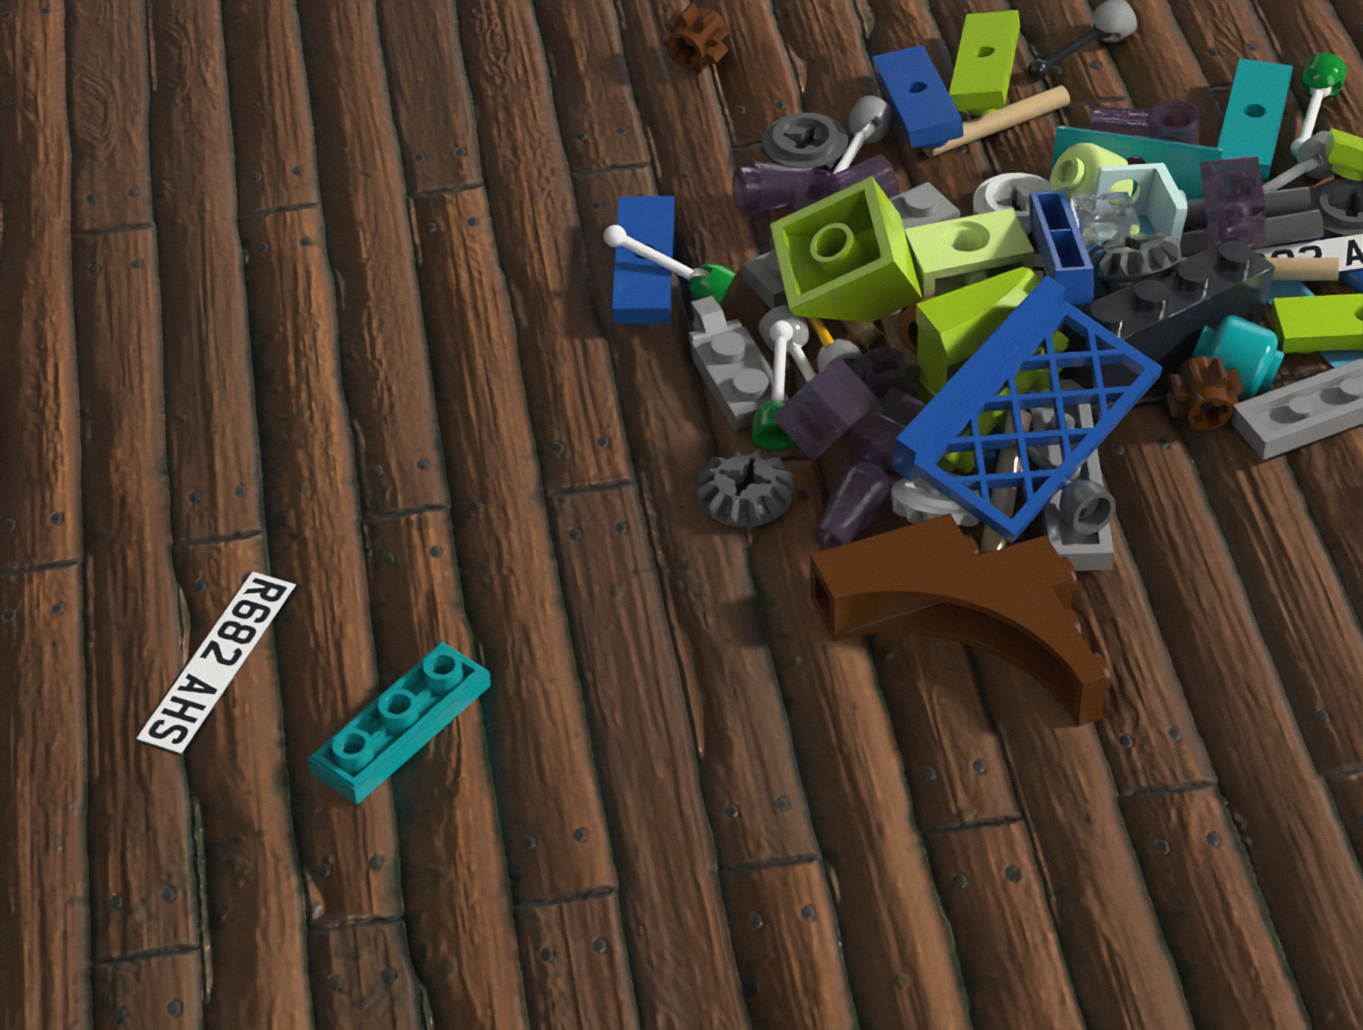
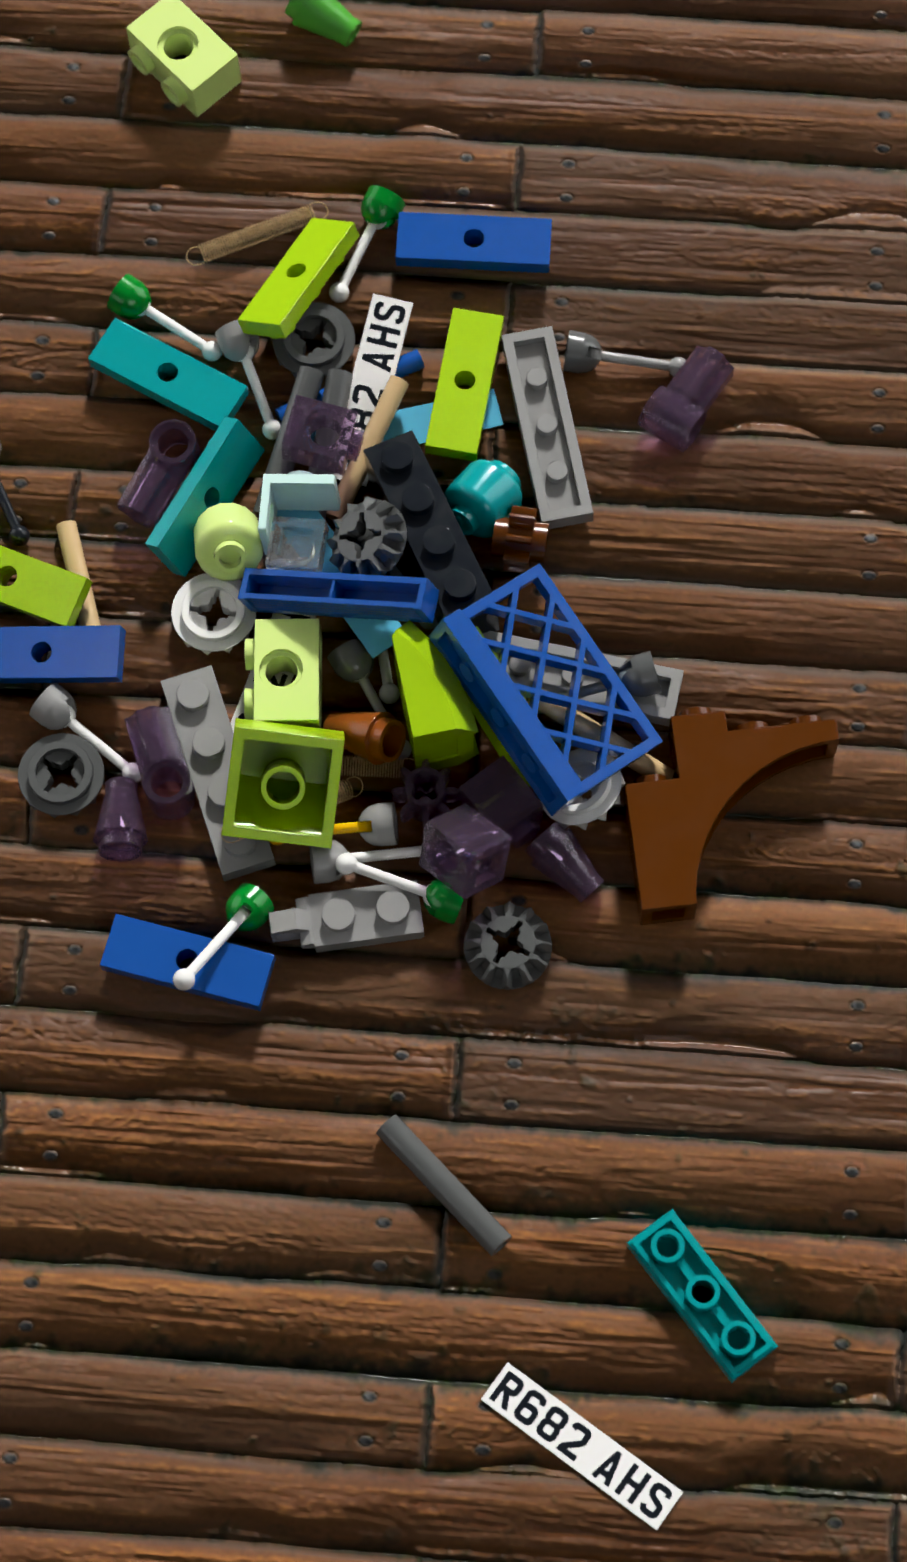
camera: 75 degrees left, 25 degrees up
(468, 492) = (444, 1185): none -> dark grey piece

